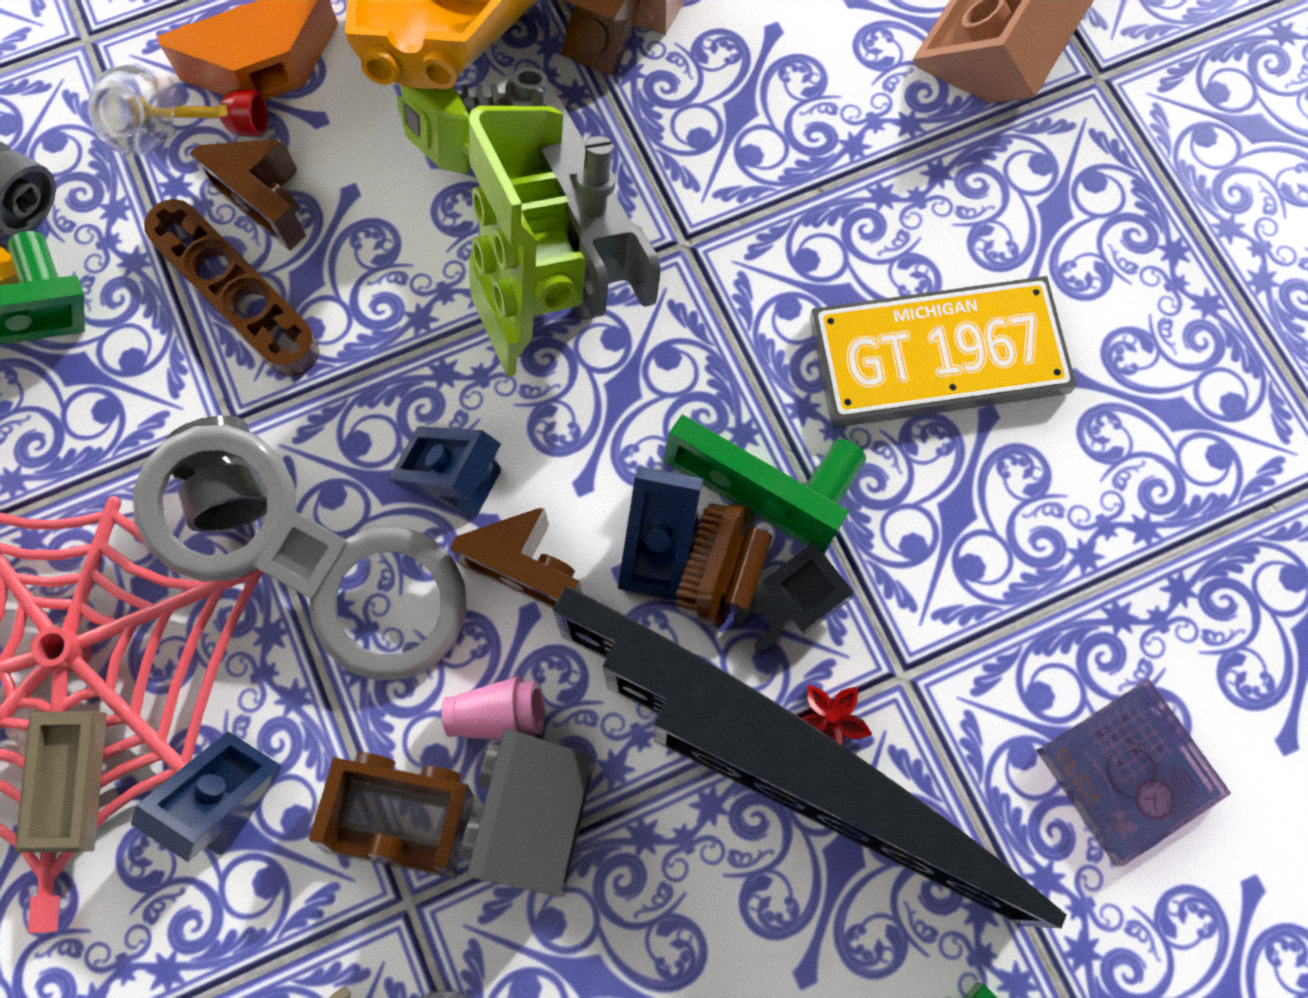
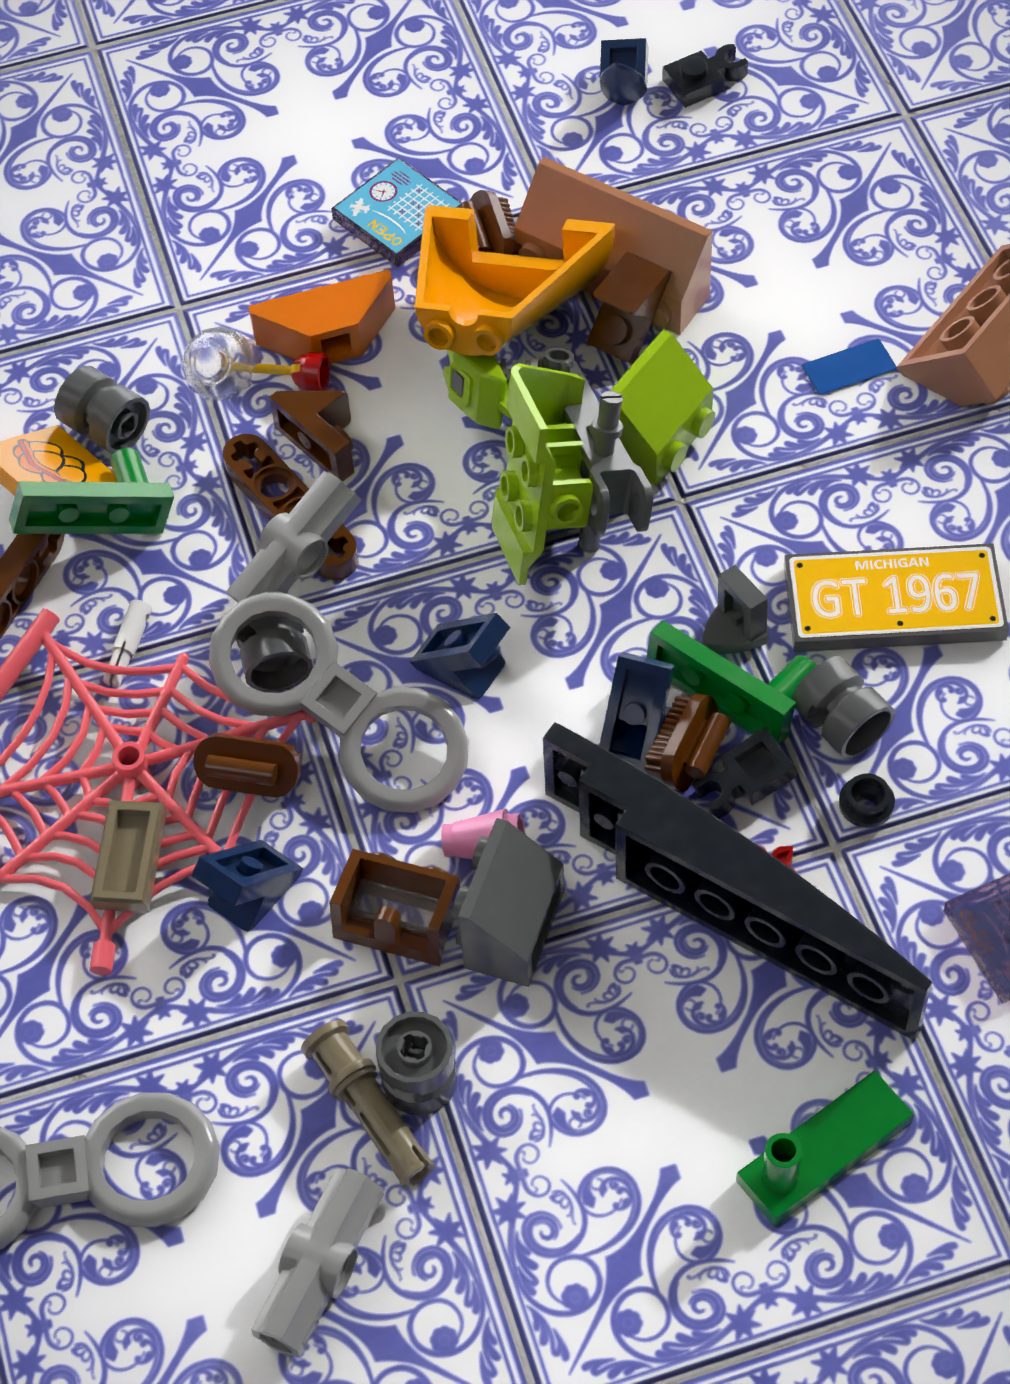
camera: 10 degrees right, 15 degrees down
(49, 477) = (128, 639): none -> white piece
(199, 645) = (247, 765): none -> reddish brown piece
(234, 343) = (296, 542): none -> light grey piece
(505, 556) = (508, 723): reddish brown slope -> none
(657, 133) = (663, 407): none -> lime slope
(766, 394) = (740, 616): none -> dark grey tile
(858, 62) = (849, 366): none -> blue sticker
(900, 505) = (847, 713): none -> dark grey wheel
(944, 603) = (871, 788): none -> black plate

